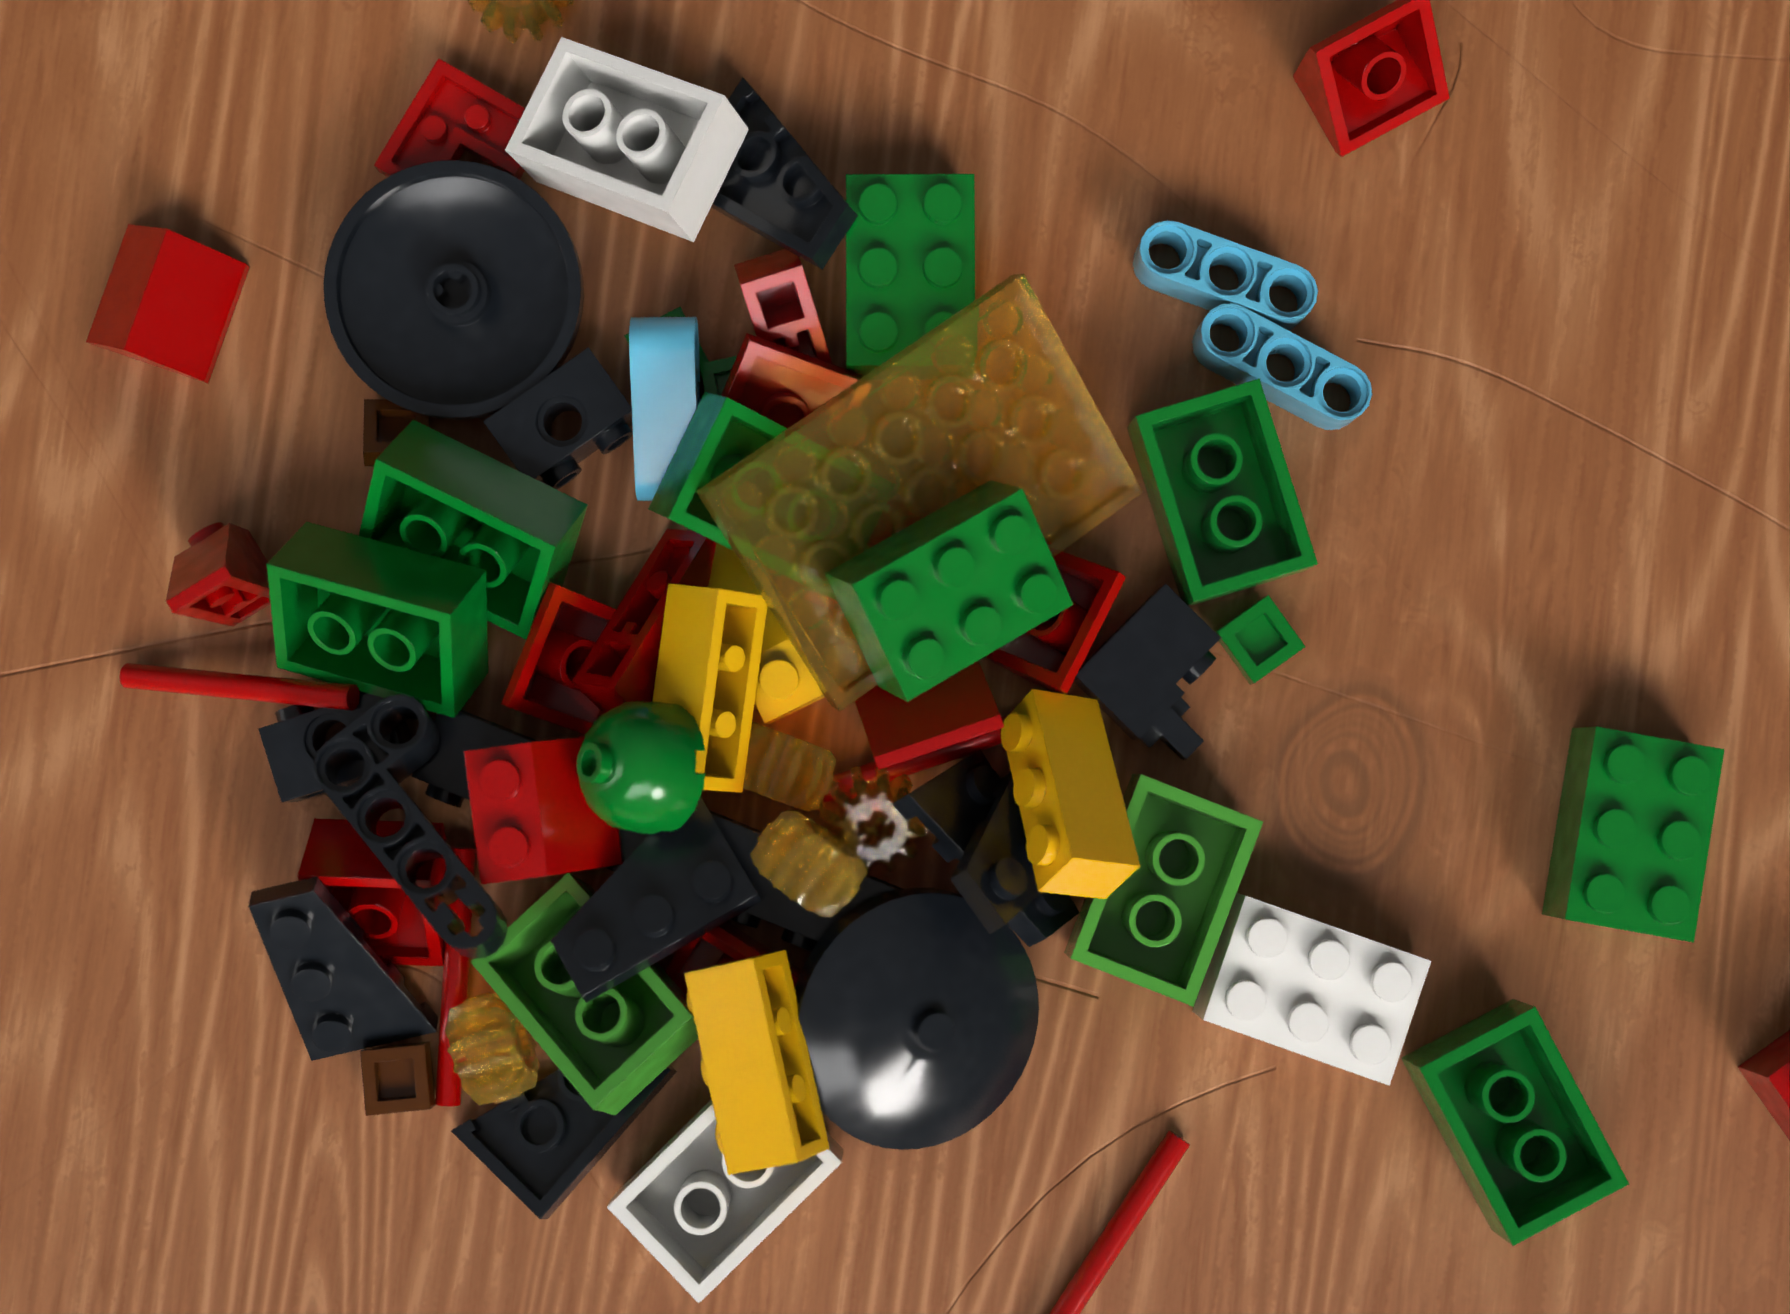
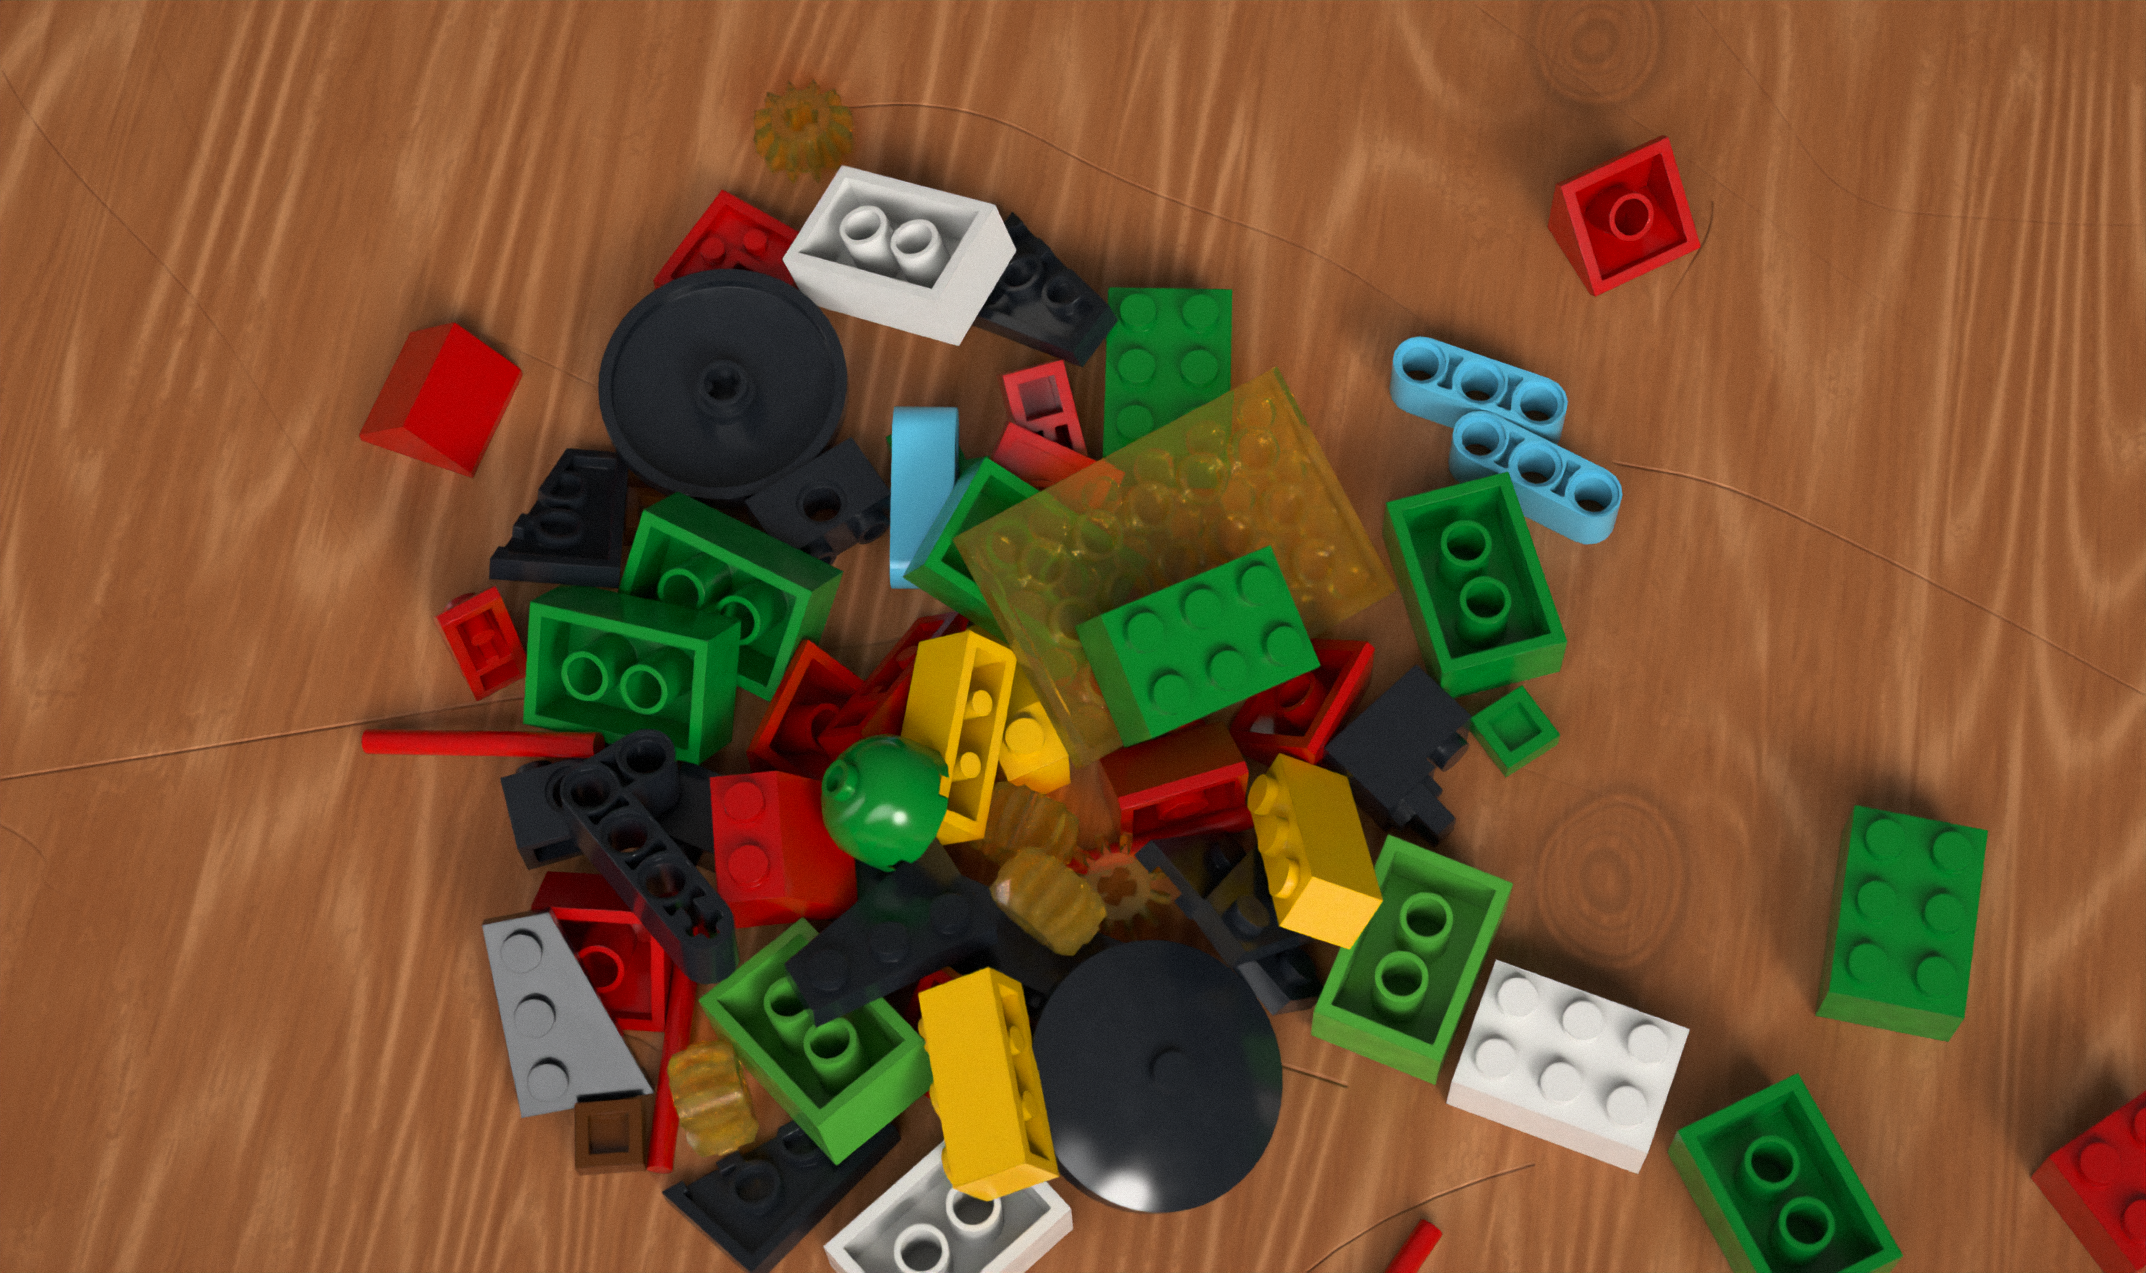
camera: 10 degrees right, 20 degrees down
(310, 456) = (573, 527): none -> black wing

